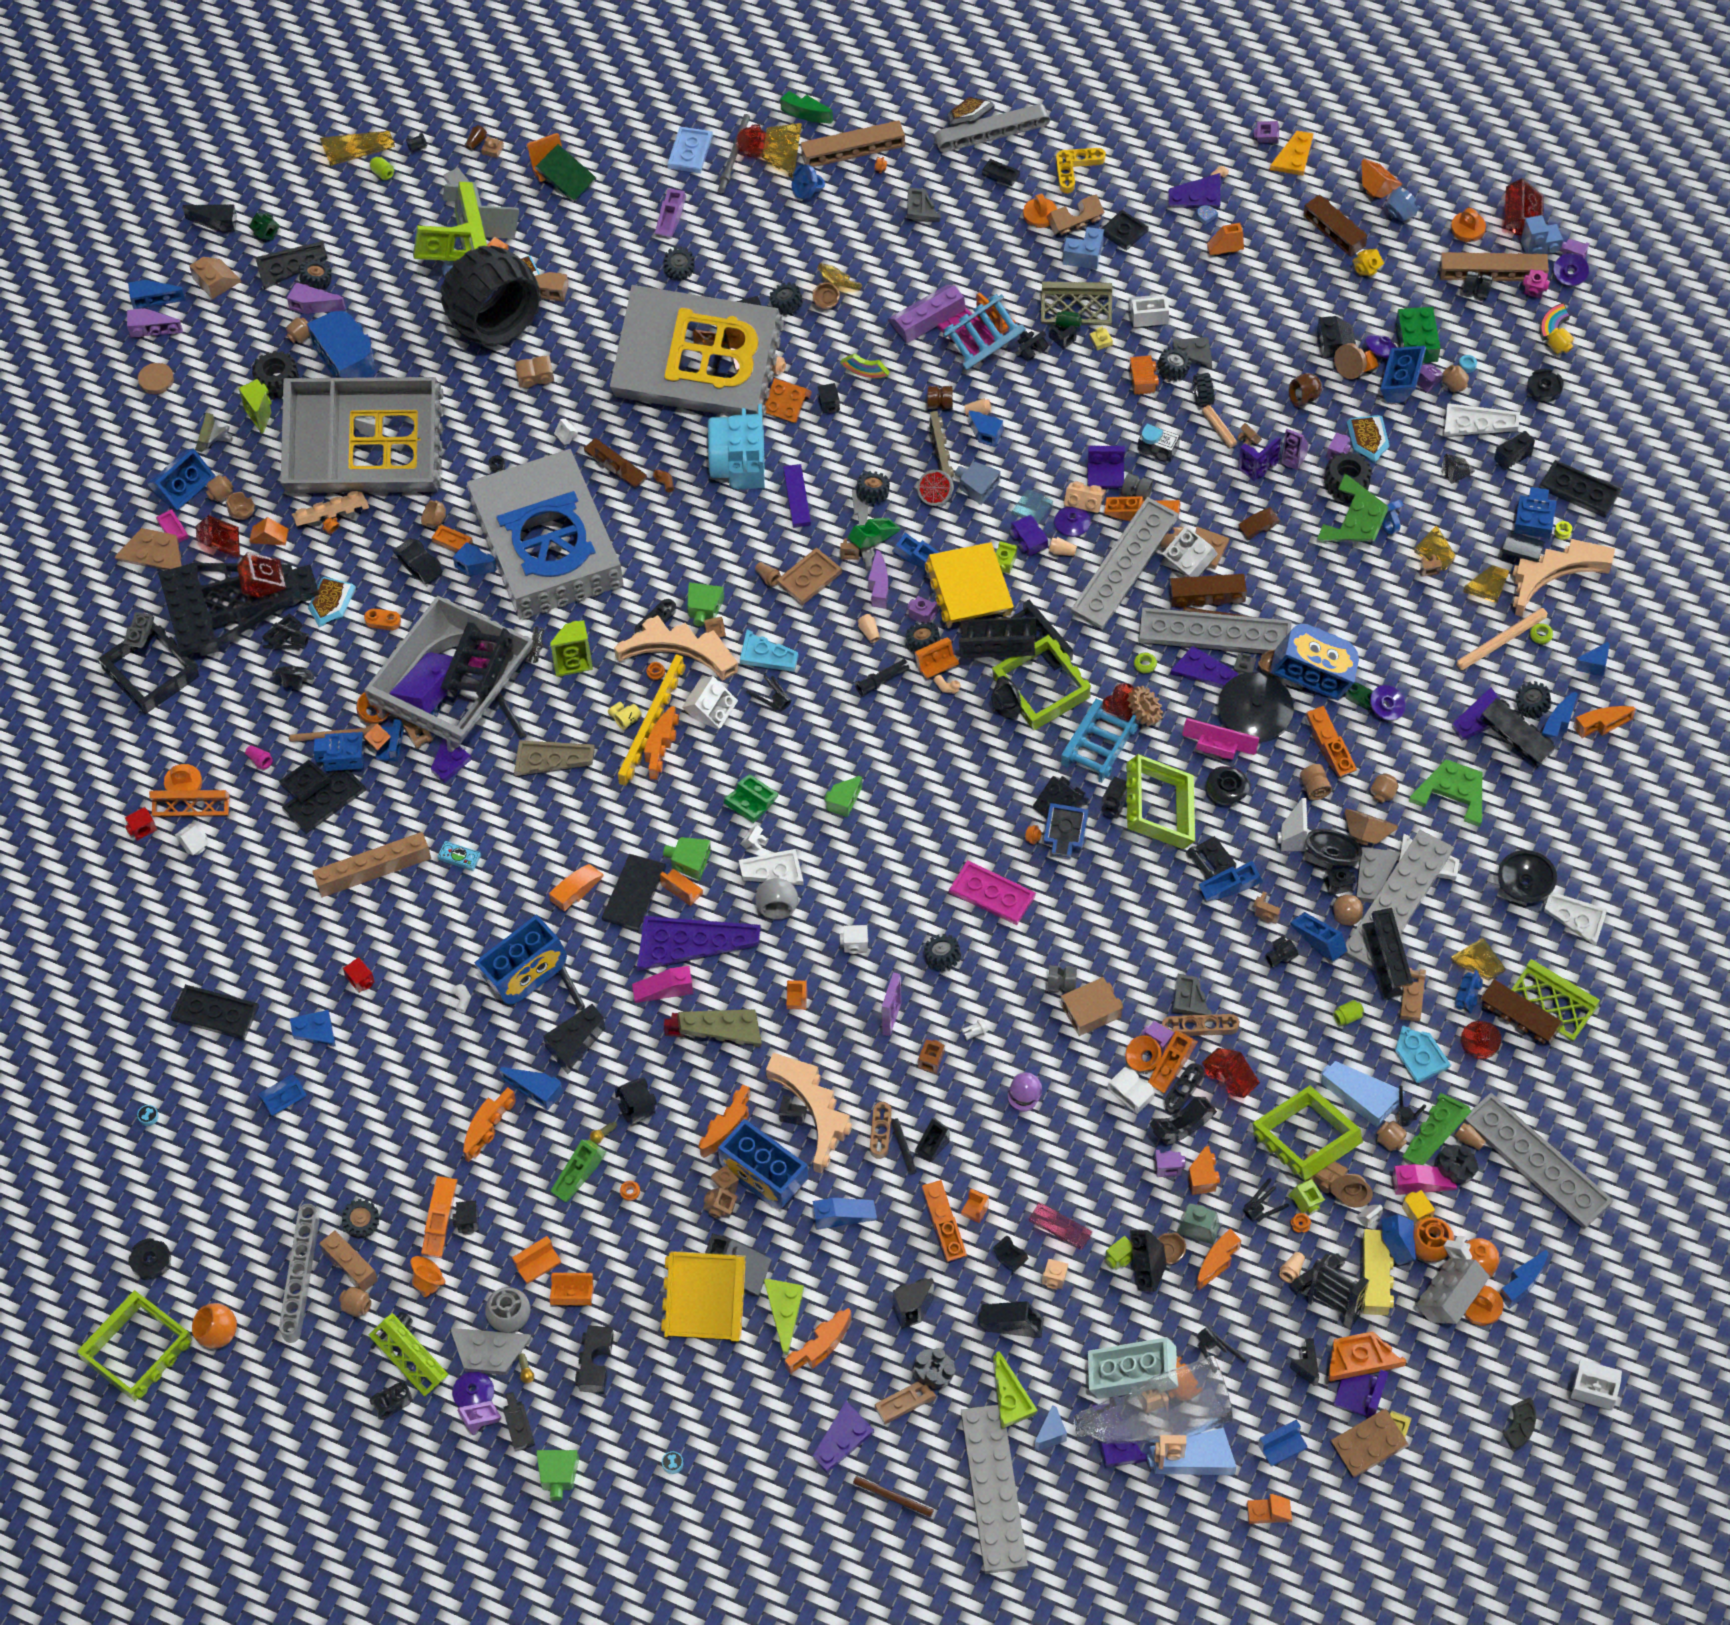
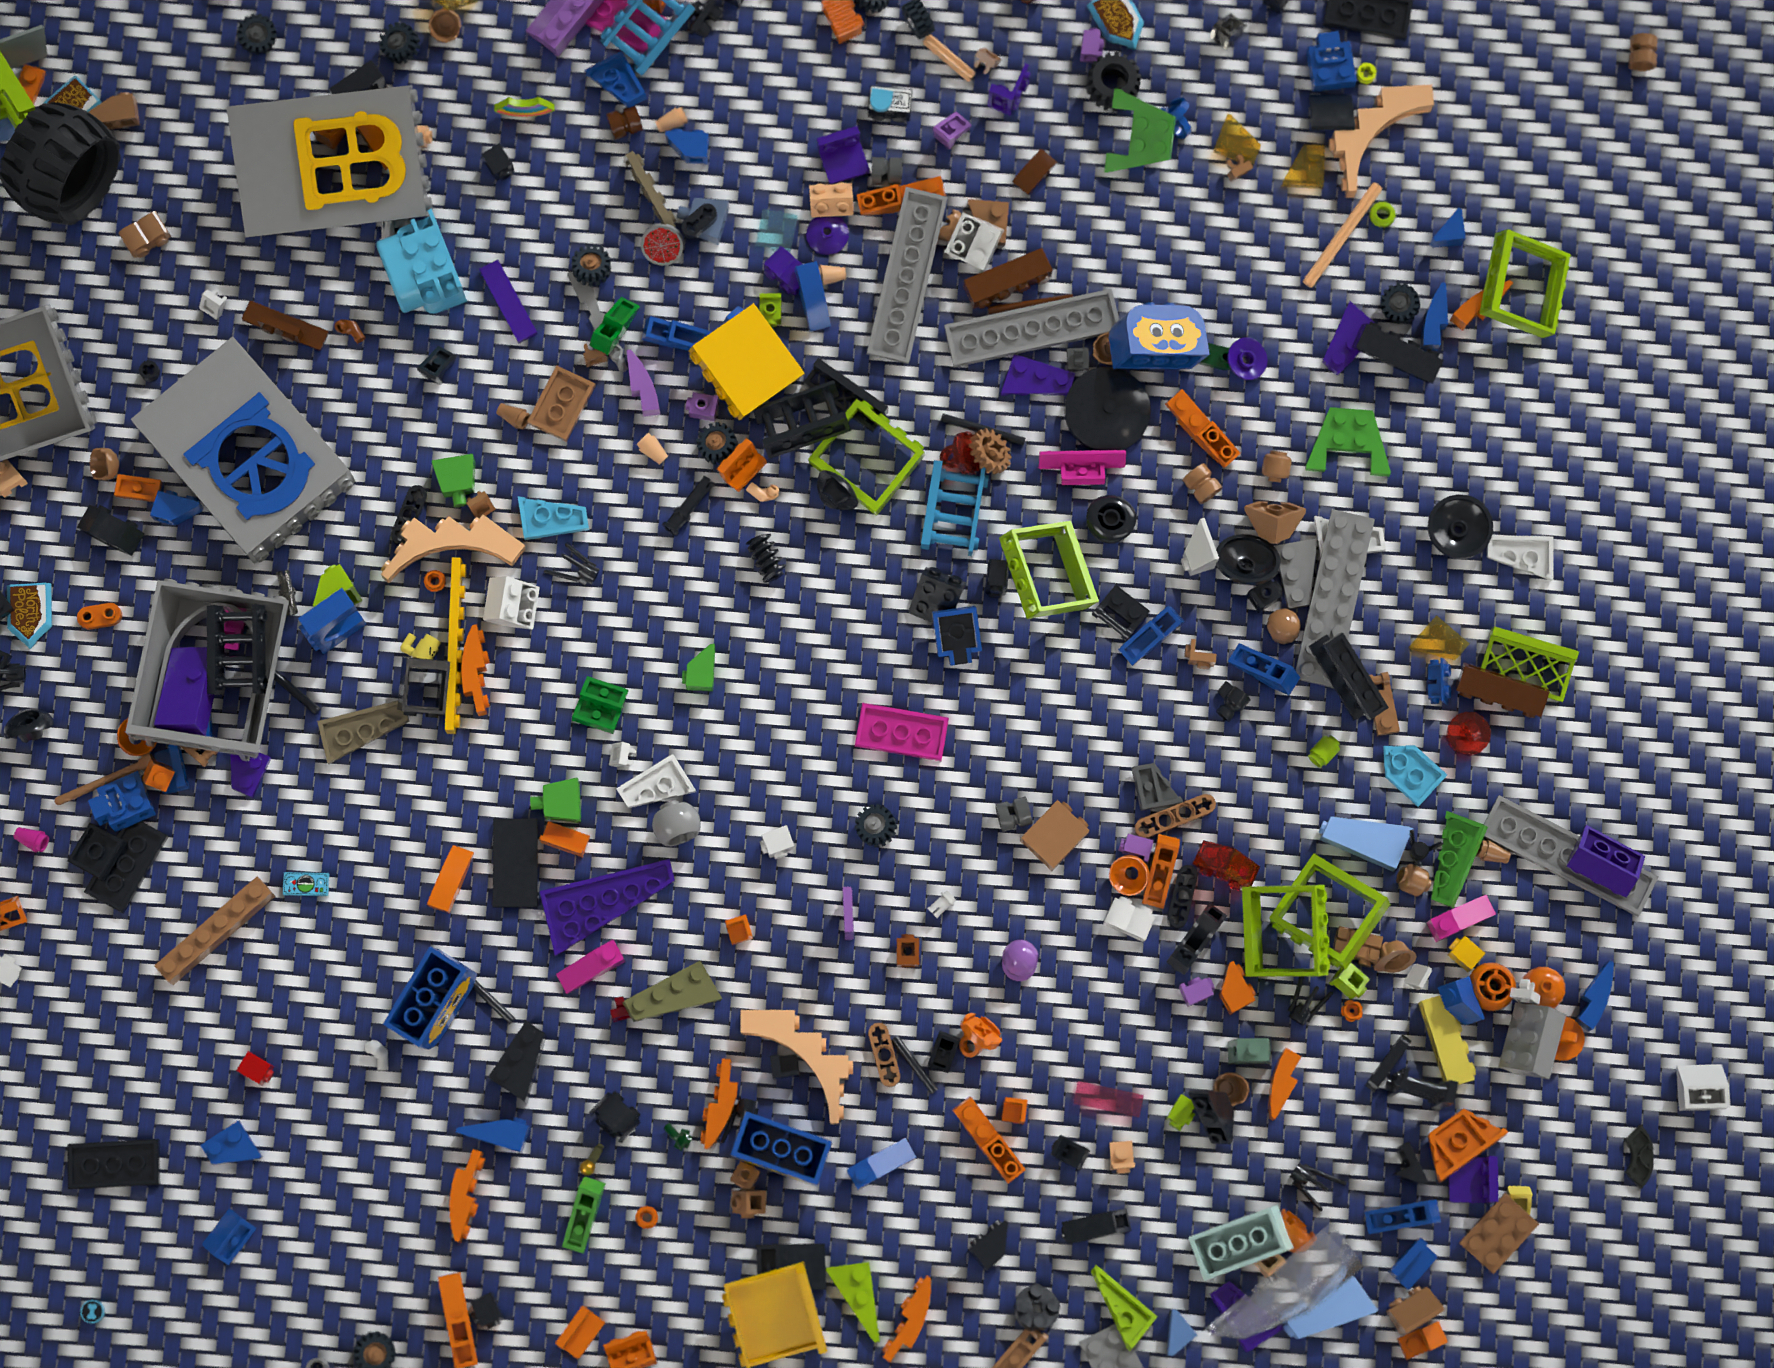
camera: 25 degrees left, 20 degrees up
(552, 652) = (331, 621): none -> blue arch
(622, 720) = (411, 710): none -> black window
(685, 1137) = (682, 1139): none -> dark green plate
(719, 520) = (437, 364): none -> black slope
(786, 400) = (450, 179): orange bracket -> none
(930, 730) = (765, 557): none -> black piece
(946, 367) = (618, 79): none -> blue wing
(968, 1137) = (981, 1032): none -> orange tile
(971, 477) = (702, 224): none -> black beam
(1033, 834) = (922, 648): orange plate -> none
(1042, 555) = (812, 296): none -> blue slope
(1145, 657) = (969, 400): lime piece -> none
(1165, 704) = (976, 427): none -> black bar
(1170, 1446) = (1313, 1322): light nougat bracket -> none
(1199, 472) = (951, 129): none -> medium lavender slope
(1236, 1126) = (1253, 931): none -> lime window
(1274, 1479) = (1414, 1310): none -> medium nougat slope
(1288, 1401) = (1402, 1216): none -> blue slope
(1292, 1267) = (1360, 1065): light nougat cone -> none
(1294, 449) = (1044, 69): medium lavender slope -> none
(1464, 1157) = (1498, 880): black plate -> none
(1567, 1170) = (1606, 861): none -> dark purple slope
(1666, 691) = (1496, 277): none -> lime window

